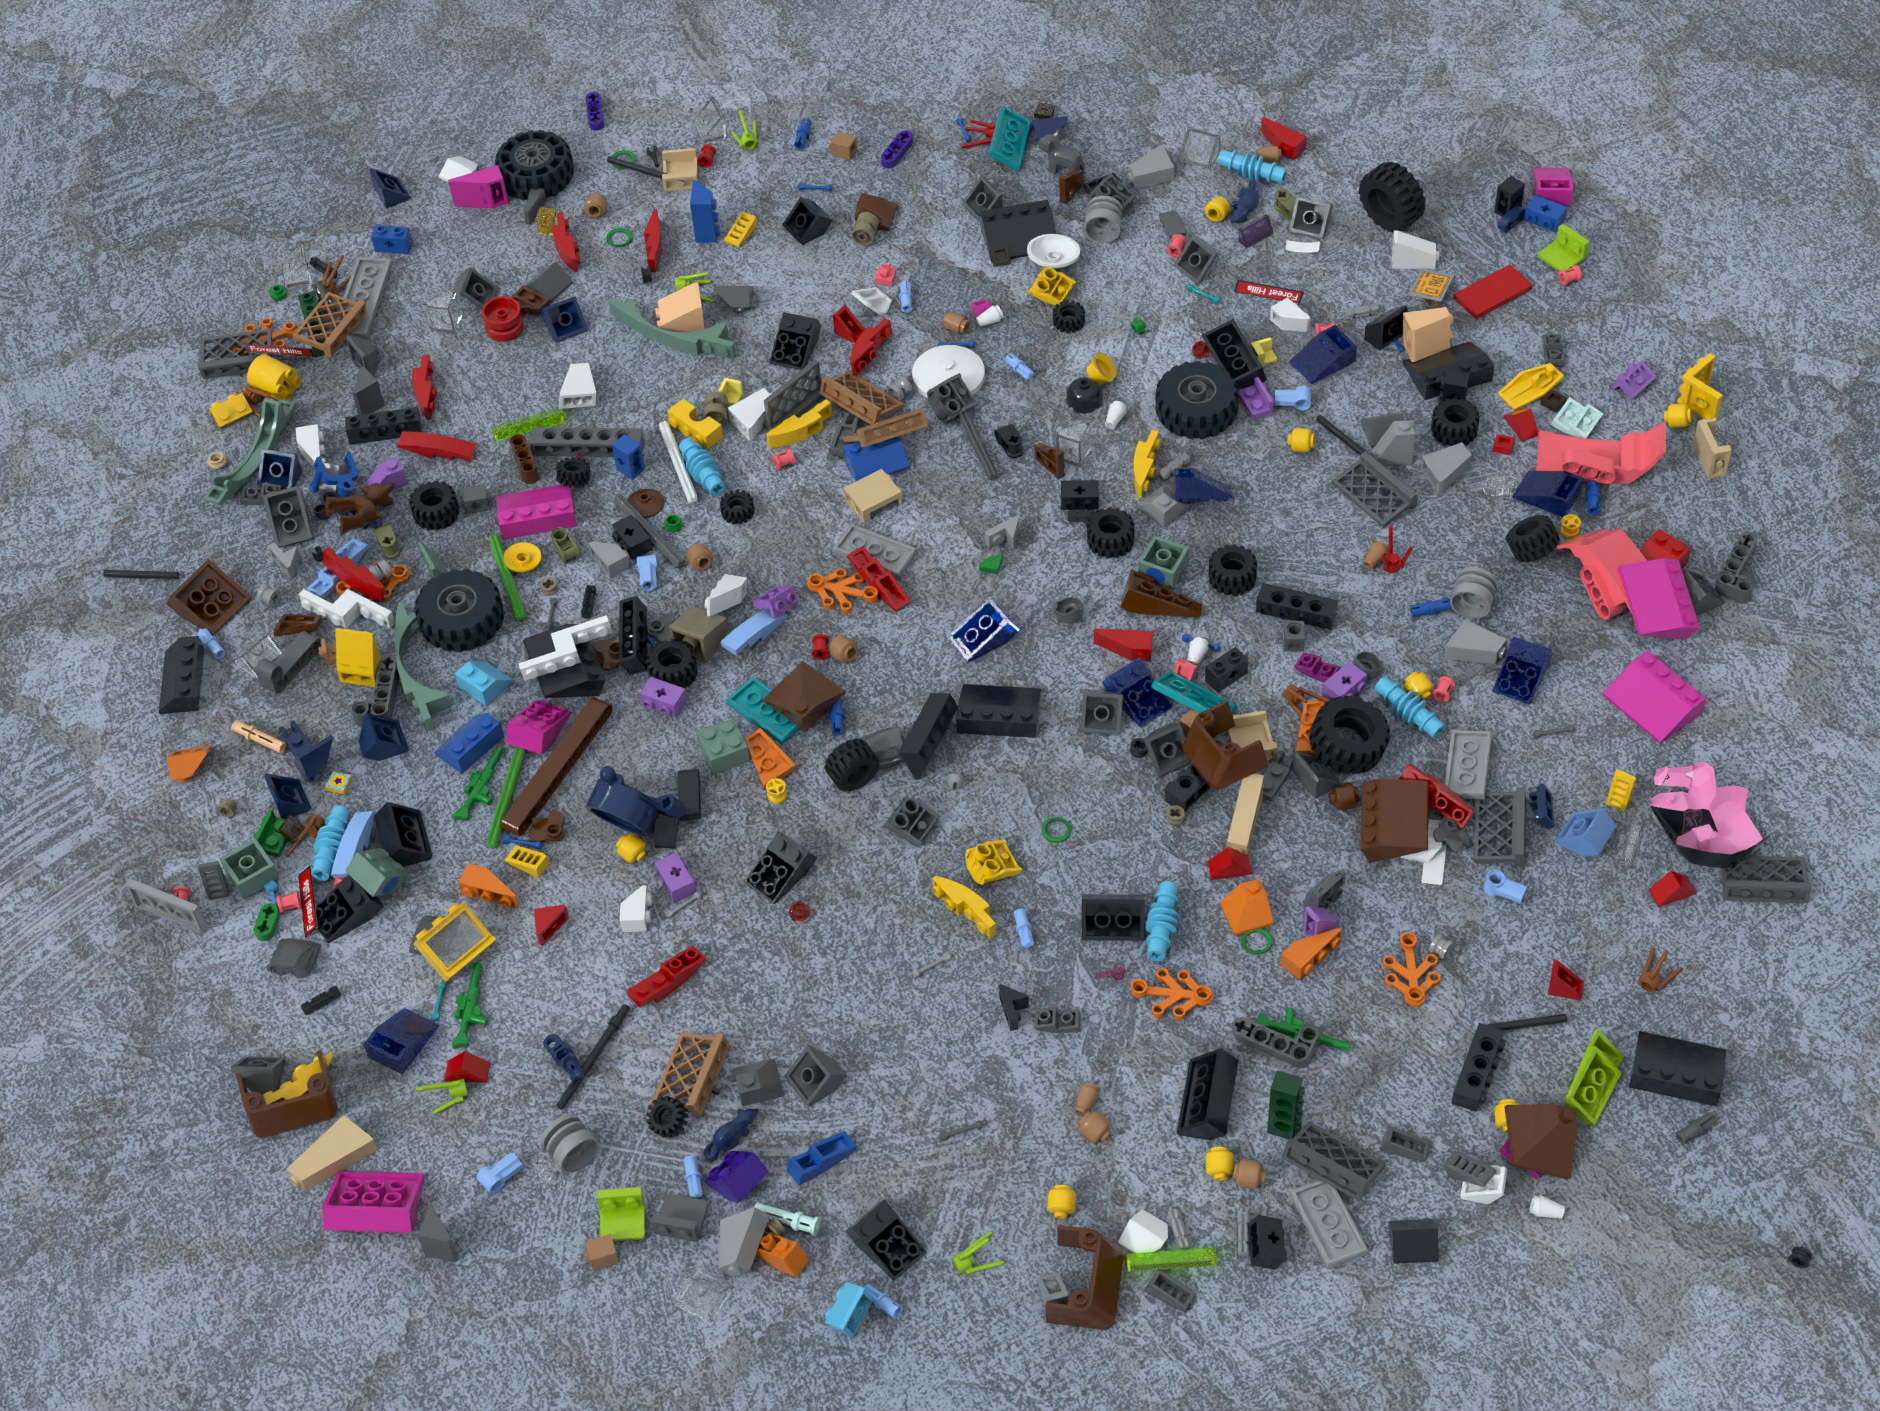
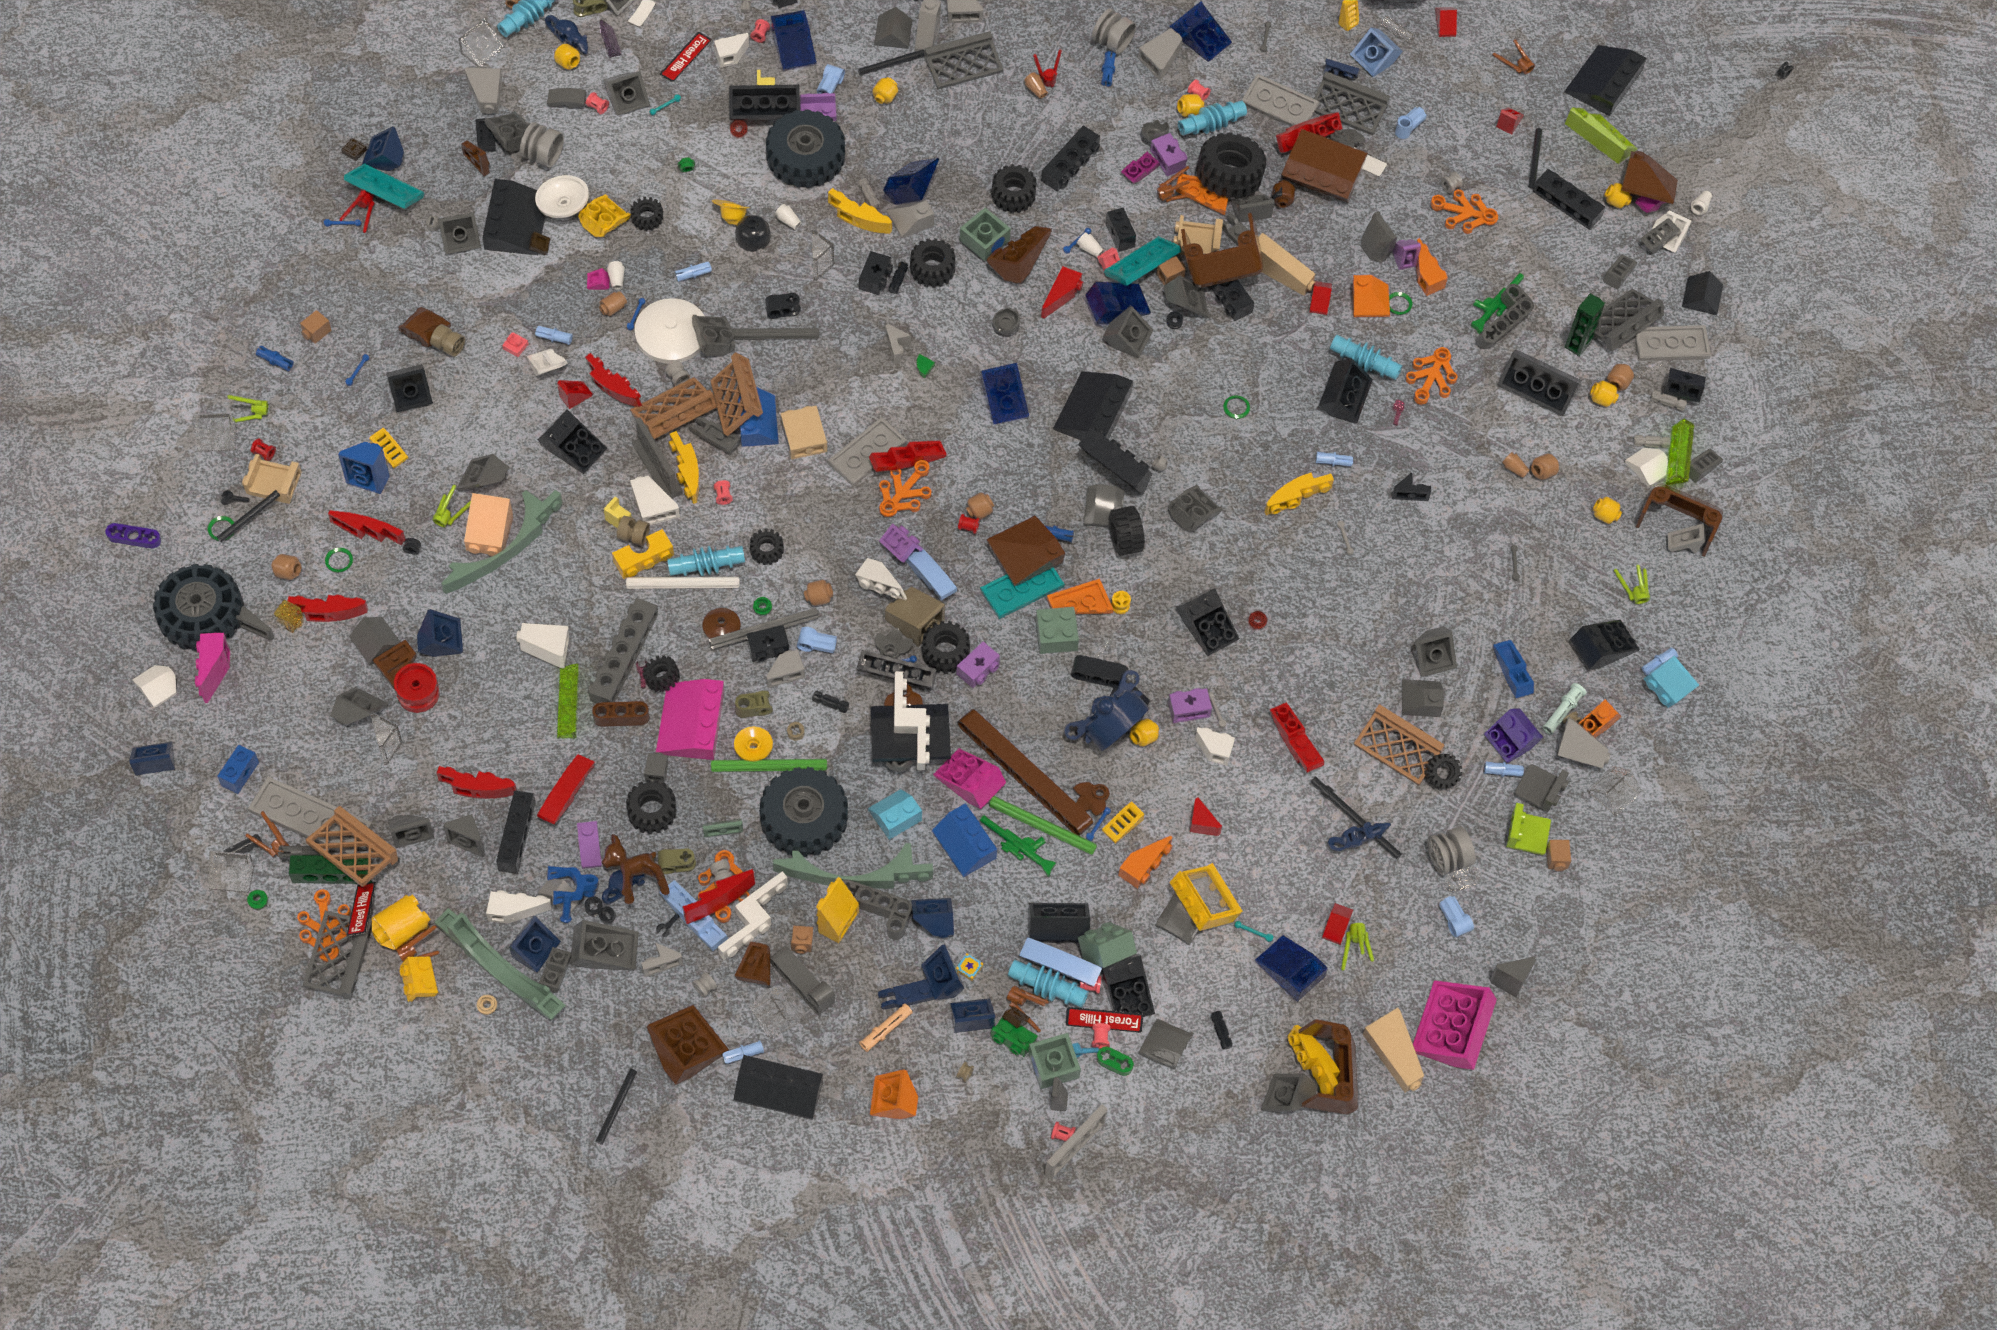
camera: 80 degrees left, 10 degrees up
(471, 1012) = (1277, 905): green piece -> none
(553, 601) = (815, 732): dark grey hinge -> none
(628, 456) = (668, 618): blue brick -> none
(727, 1135) = (1471, 730): dark blue animal -> none
(897, 142) = (342, 292): dark purple beam -> none
(991, 862) = (1261, 462): yellow slope -> none
(1051, 459) = (824, 280): reddish brown wing -> none
(1057, 1021) = (1432, 462): dark grey slope -> none
(1060, 154) = (437, 150): dark grey animal -> none
(1175, 809) = (1255, 322): dark tan bush -> none
(1294, 636) = (1101, 171): dark grey brick -> none
(1695, 1128) = (1660, 88): dark grey axle -> none

